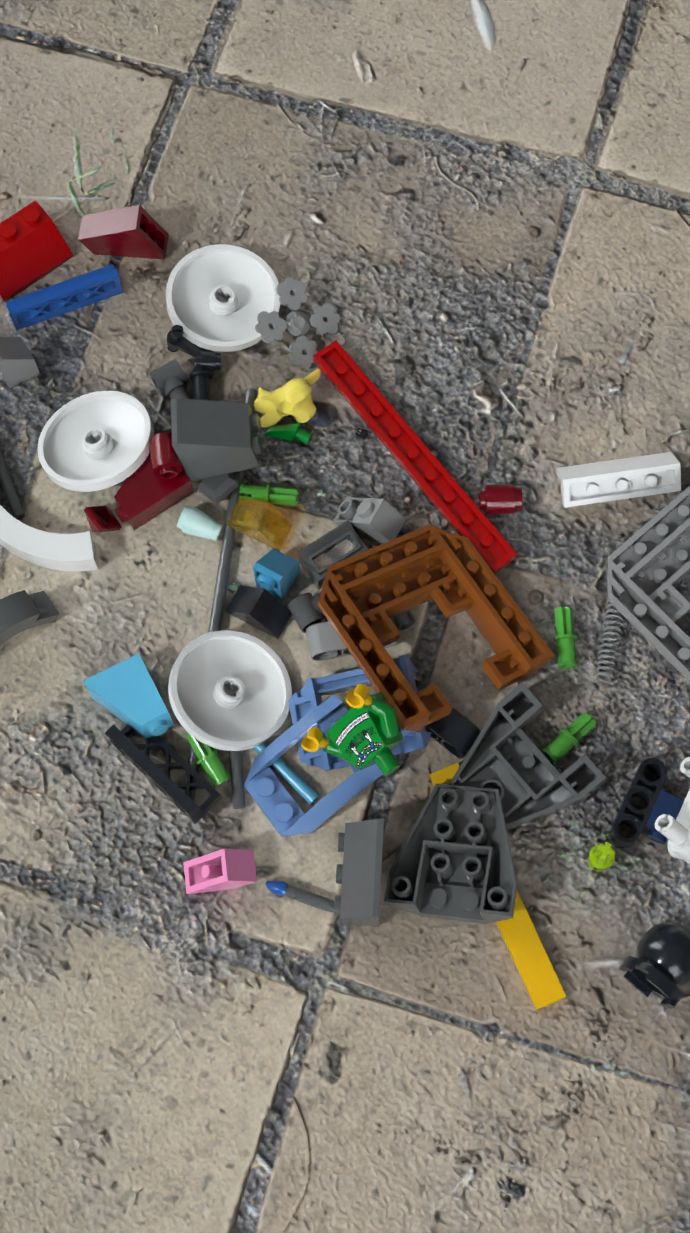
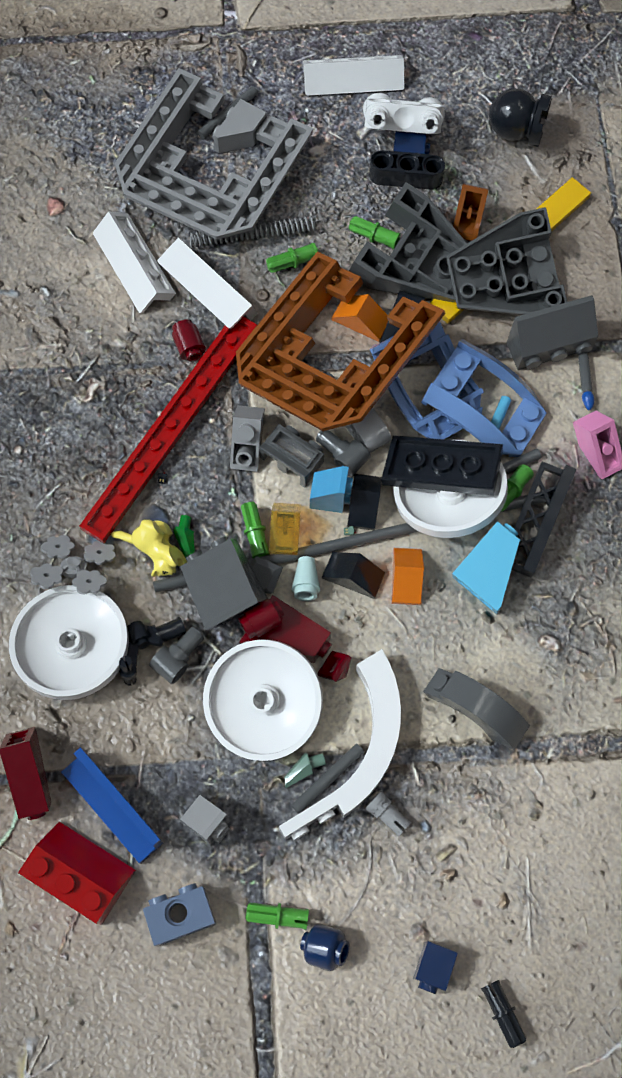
camera: 115 degrees left, 0 degrees up
(23, 462) = (303, 768): none -> sand green bar
(165, 621) = (407, 576): none -> orange slope
(185, 571) = (354, 573): none -> black slope
(256, 691) = (442, 465): none -> black tile
(363, 734) = (458, 347): green torso -> none
(466, 684) = (362, 316): none -> orange slope
(552, 849) = (470, 211): none -> dark orange slope
(560, 538) = (206, 284): none -> white panel
(601, 856) = (462, 174): lime axle -> none

